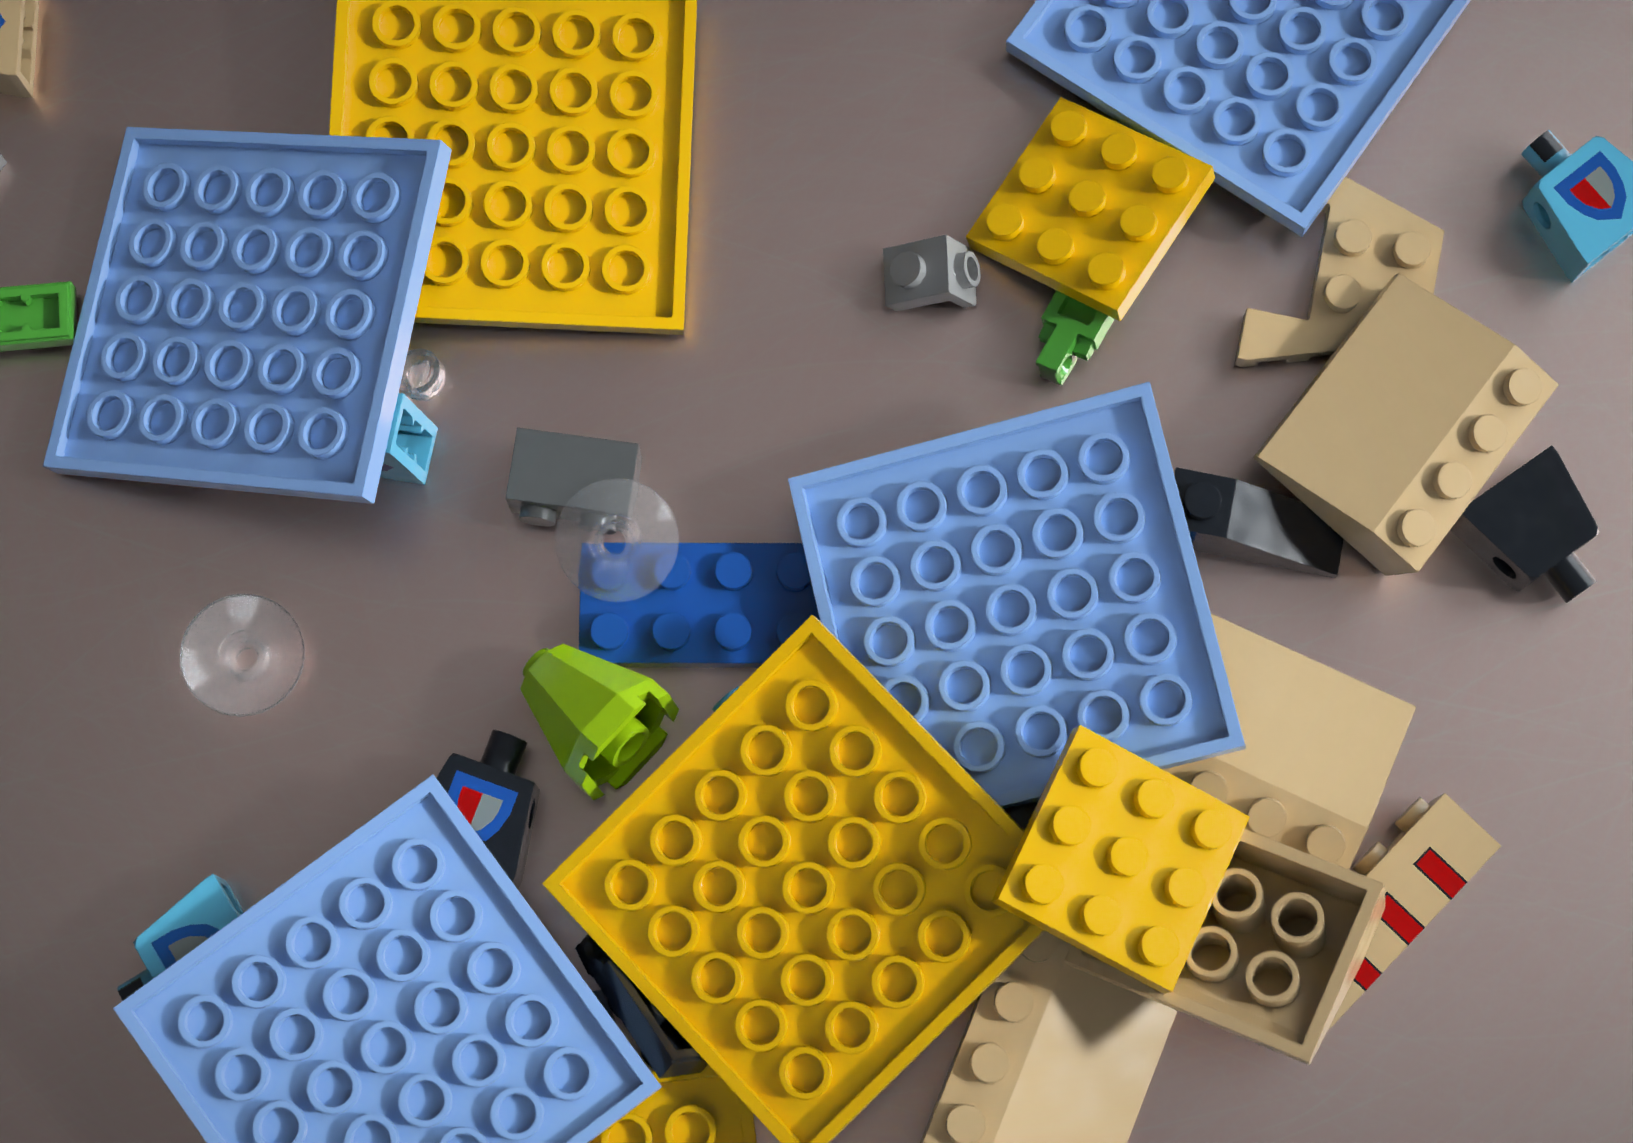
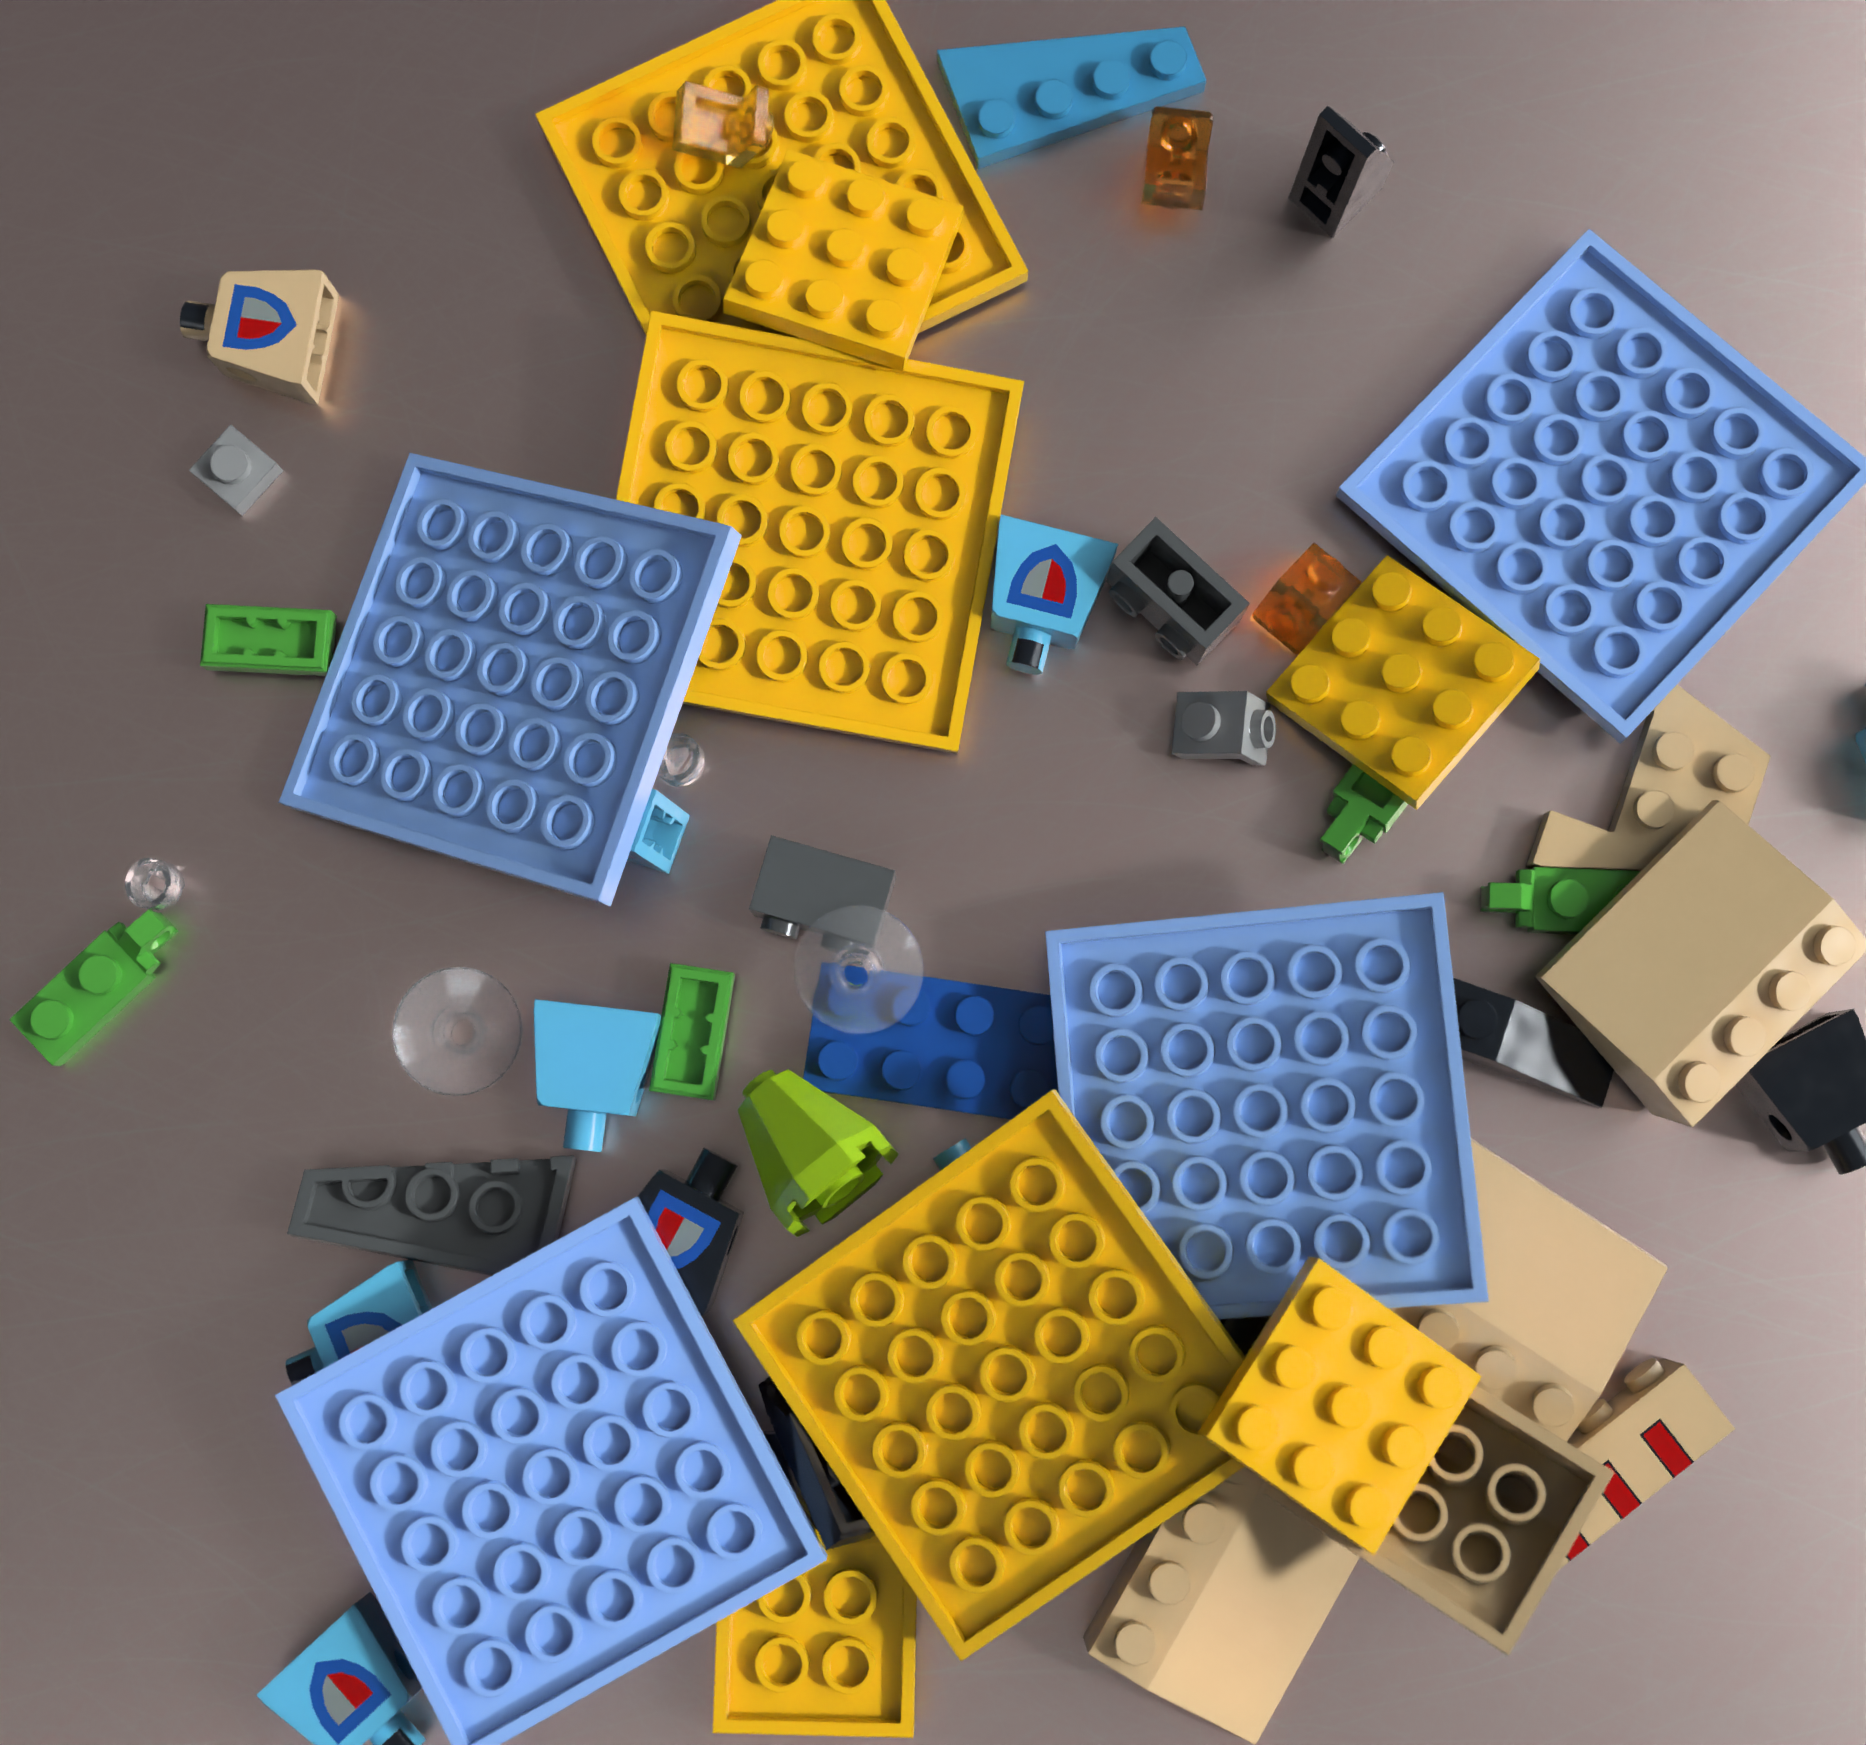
camera: 10 degrees right, 5 degrees up
(241, 830) = (438, 1212): none -> dark grey wing
(376, 667) = (592, 1064): none -> medium azure torso
(467, 625) = (692, 1031): none -> bright green plate
(745, 169) = (1045, 588): none -> medium azure torso
(866, 155) = (1174, 593): none -> dark grey brick
(989, 146) = (1305, 598): none -> clear orange bracket
(1259, 389) = (1555, 897): none -> bright green hinge

